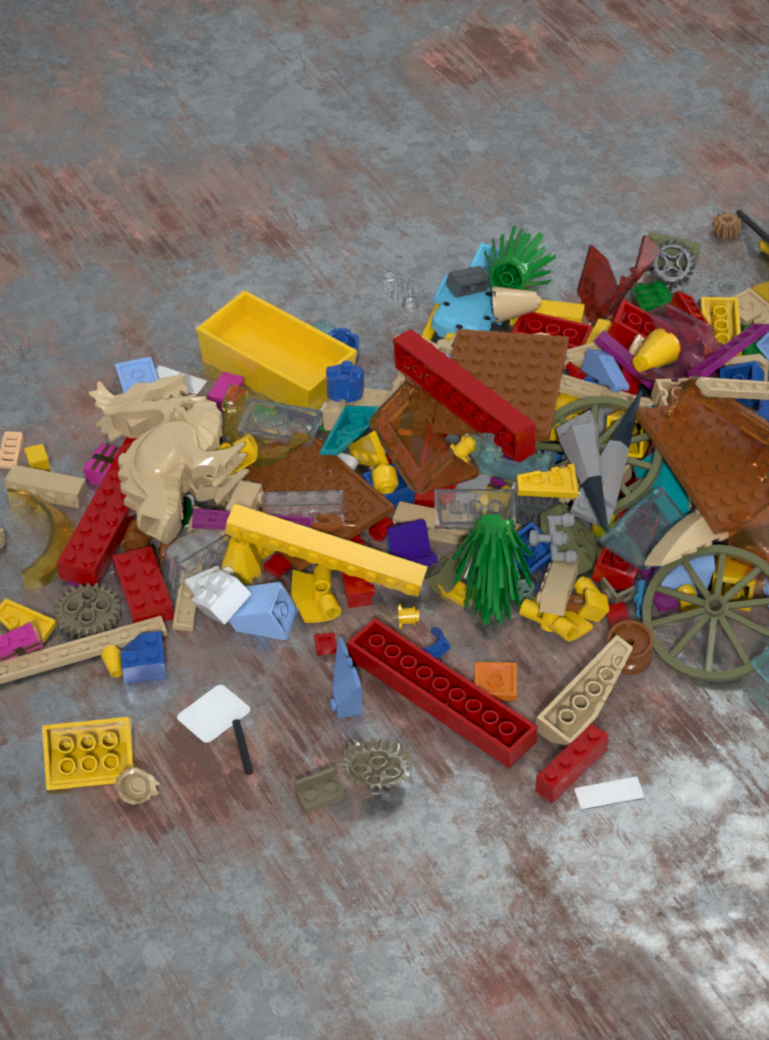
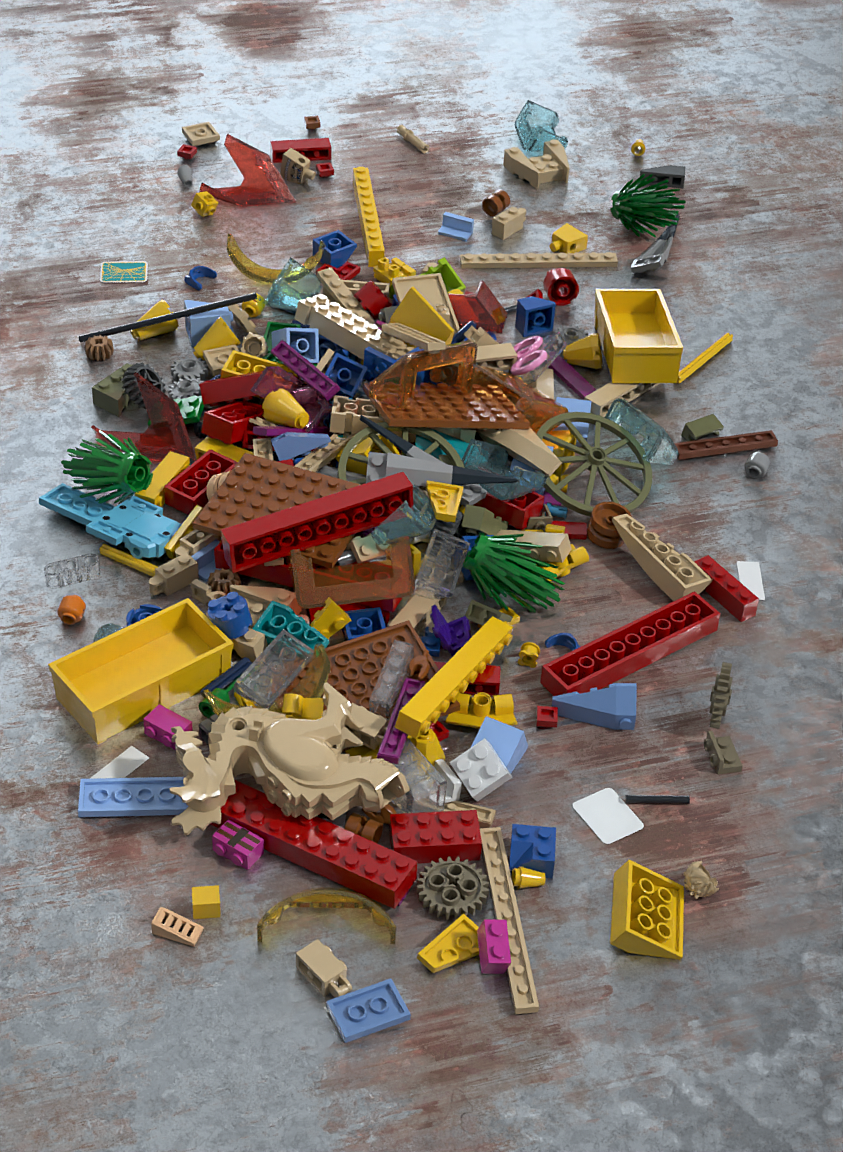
camera: 80 degrees left, 5 degrees down
(48, 485) = (251, 900): tan brick -> none
(349, 301) = (71, 609): none -> orange head
(385, 478) = (372, 618): yellow head -> none
(464, 447) = (403, 528): yellow brick -> none
(468, 281) = (110, 509): dark grey brick -> none
(497, 679) = (618, 613): orange plate -> none
(512, 303) = (163, 487): tan cone -> none
(557, 538) = (496, 520): light grey piece -> none

